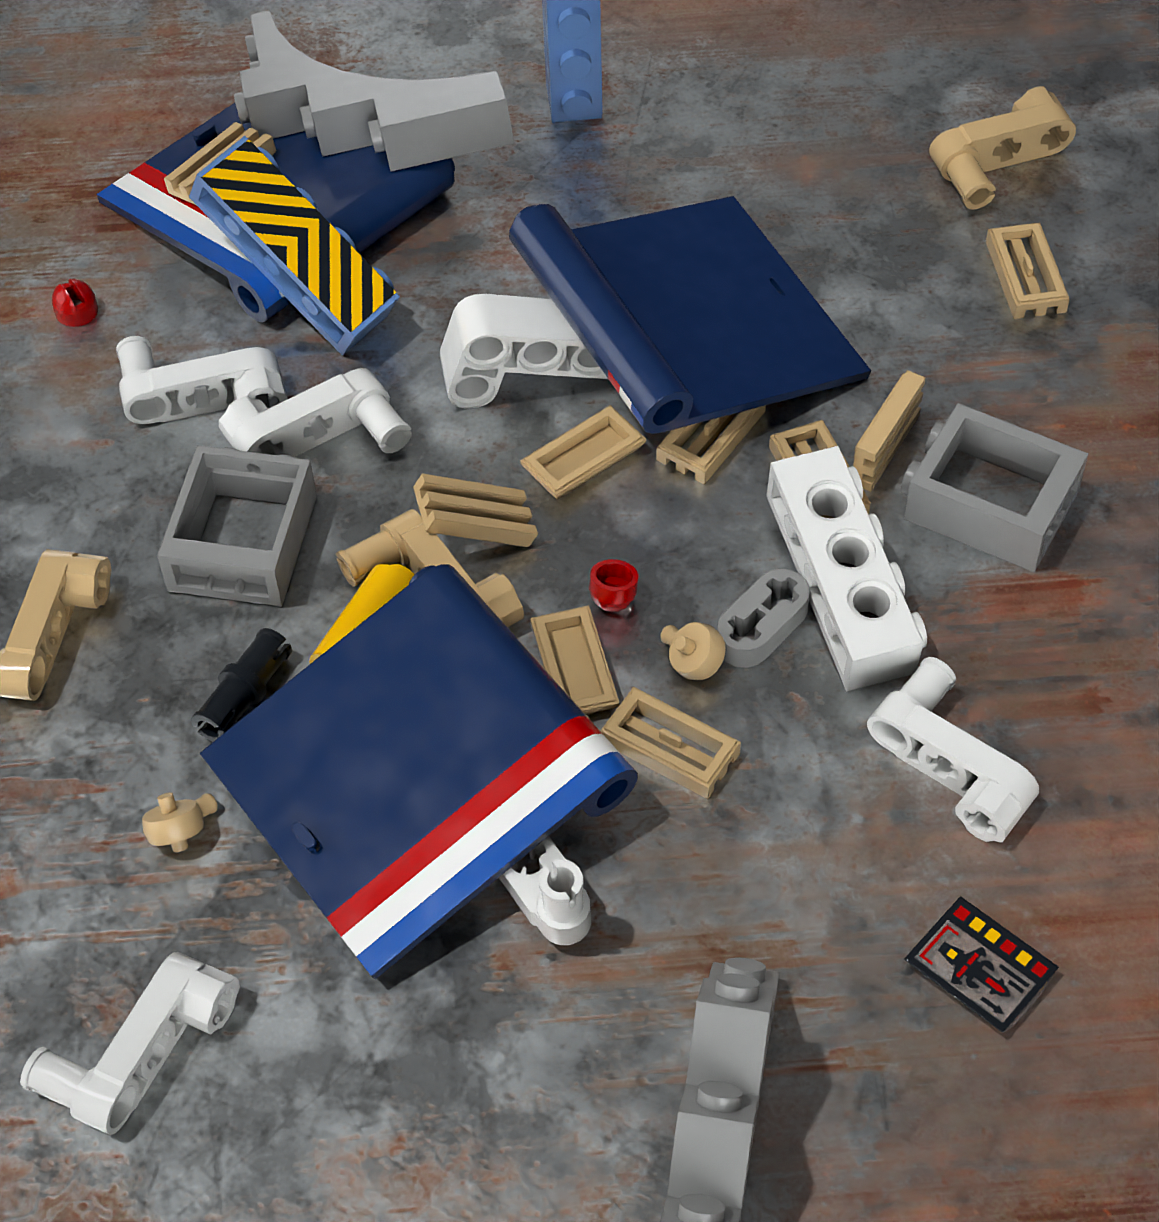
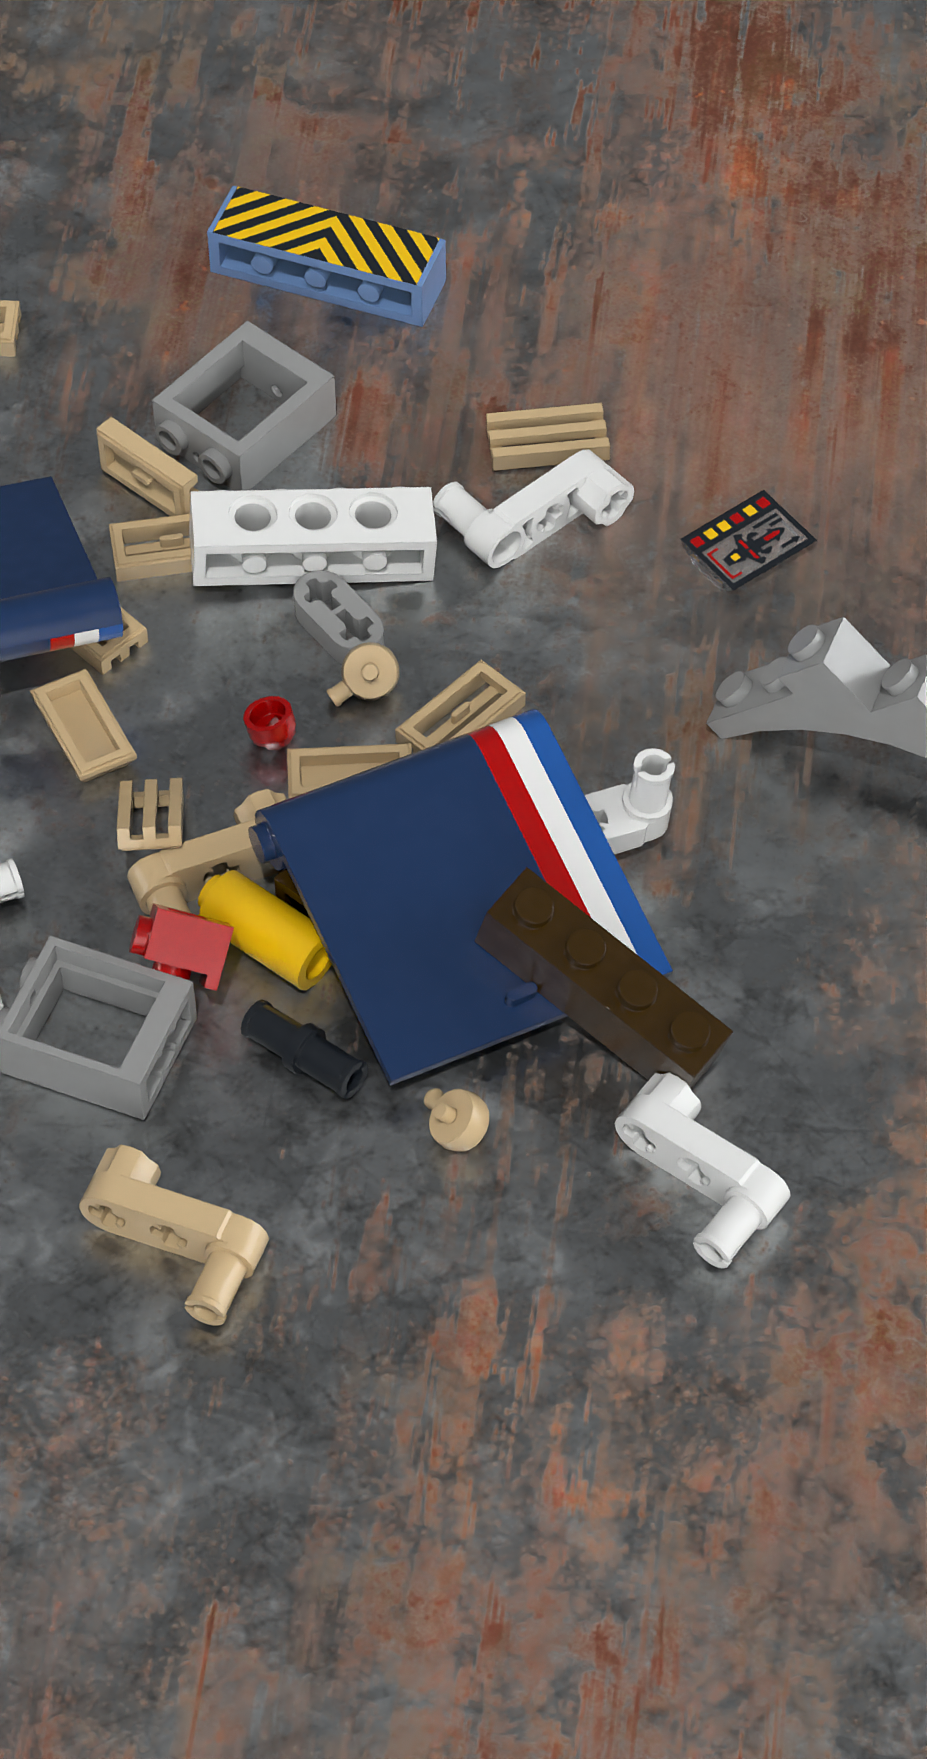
camera: 80 degrees left, 0 degrees up
(307, 899) = (600, 982): none -> dark brown brick
(315, 556) = (183, 943): none -> brick
(1085, 742) = (545, 429): none -> tan tile

